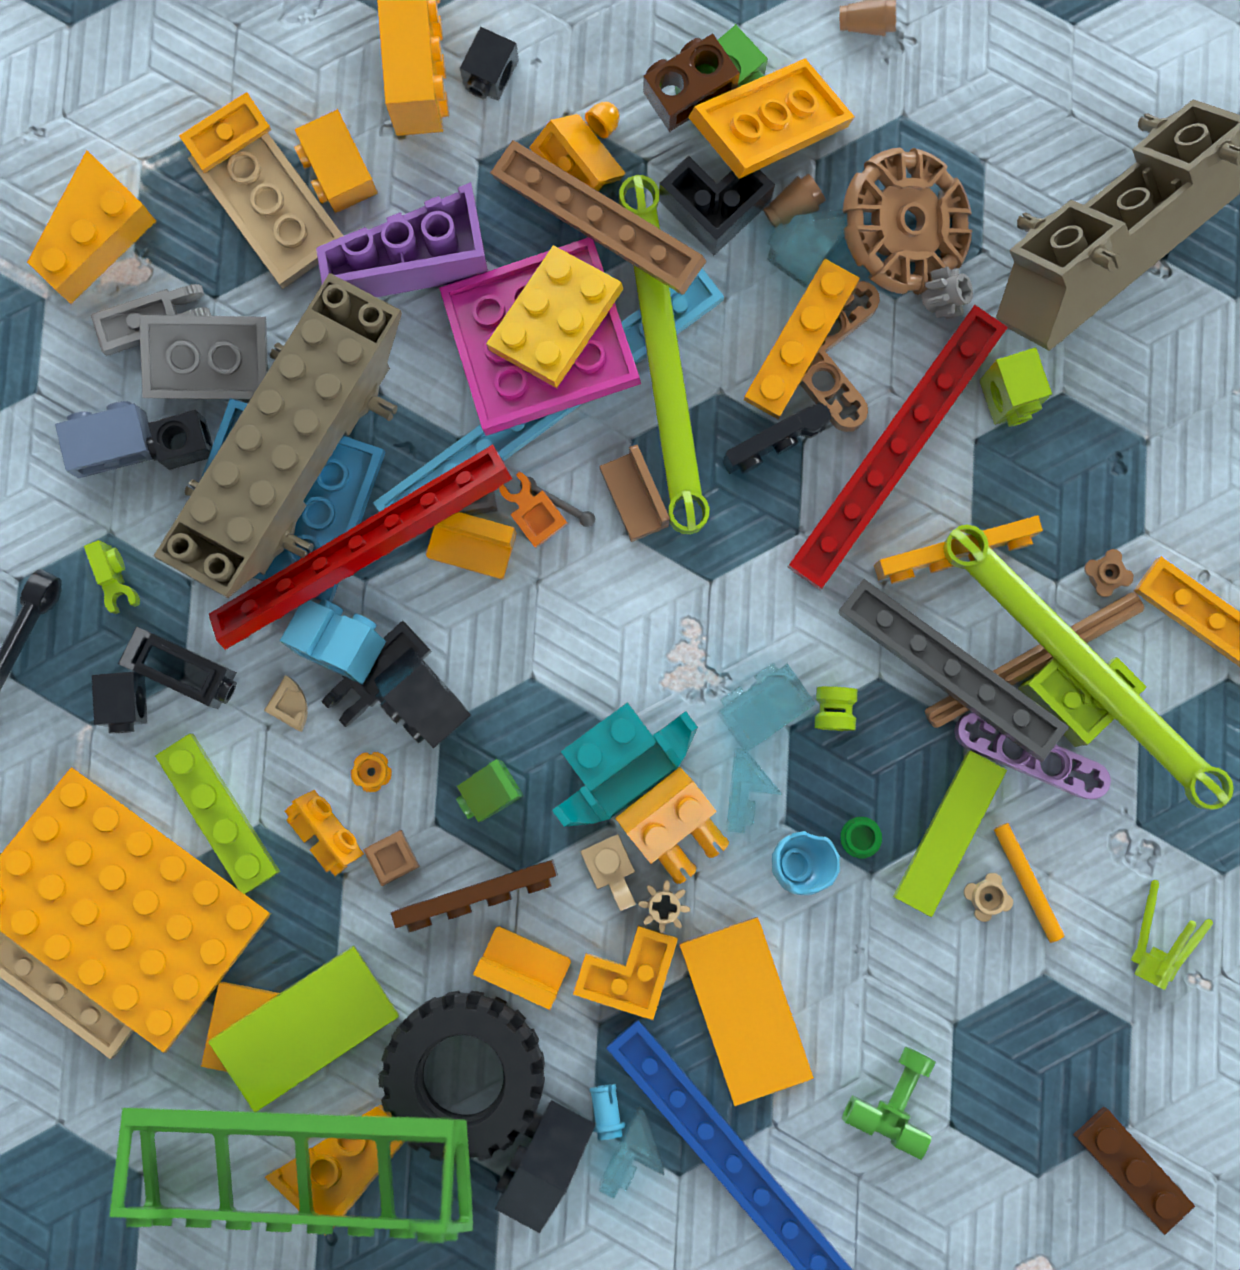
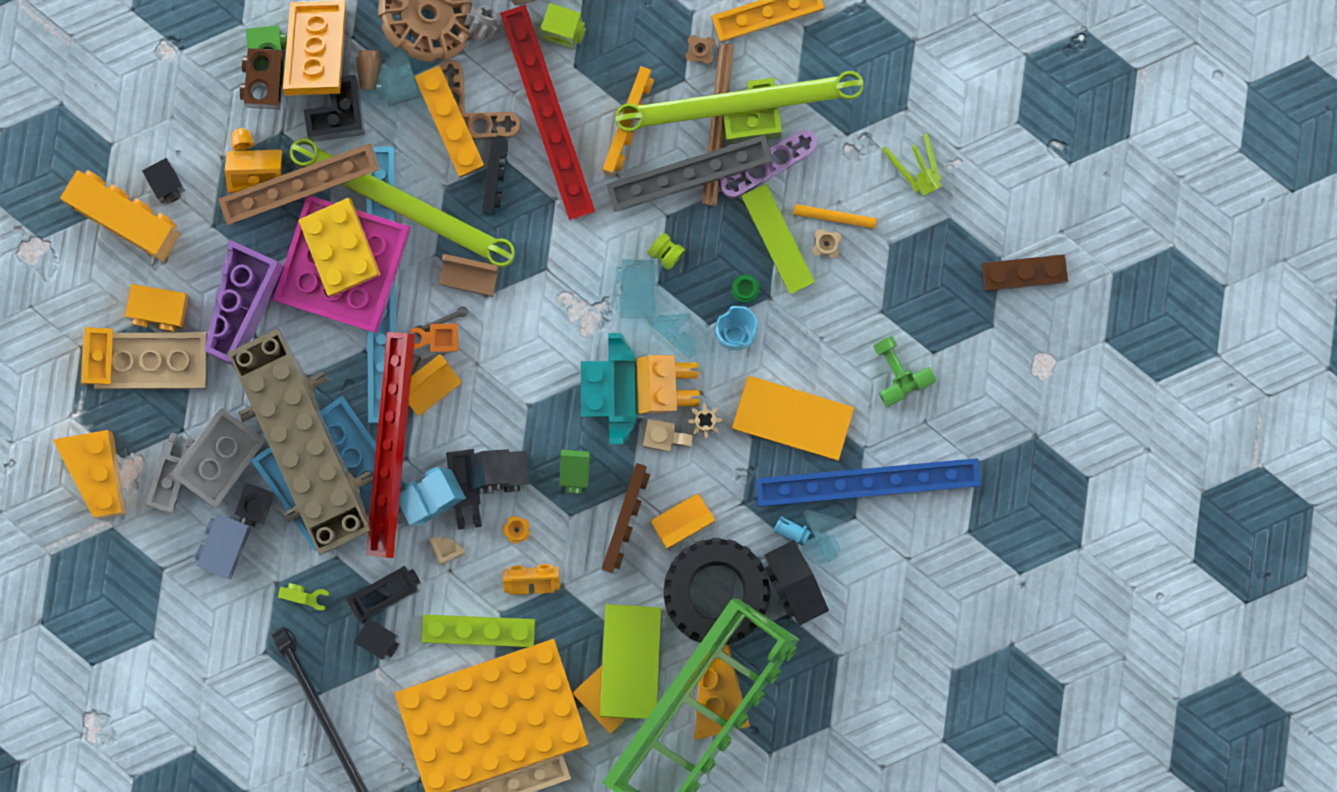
camera: 55 degrees left, 0 degrees up
(391, 857) = (572, 552): medium nougat tile -> none
(631, 986) = (736, 466): light orange plate -> none

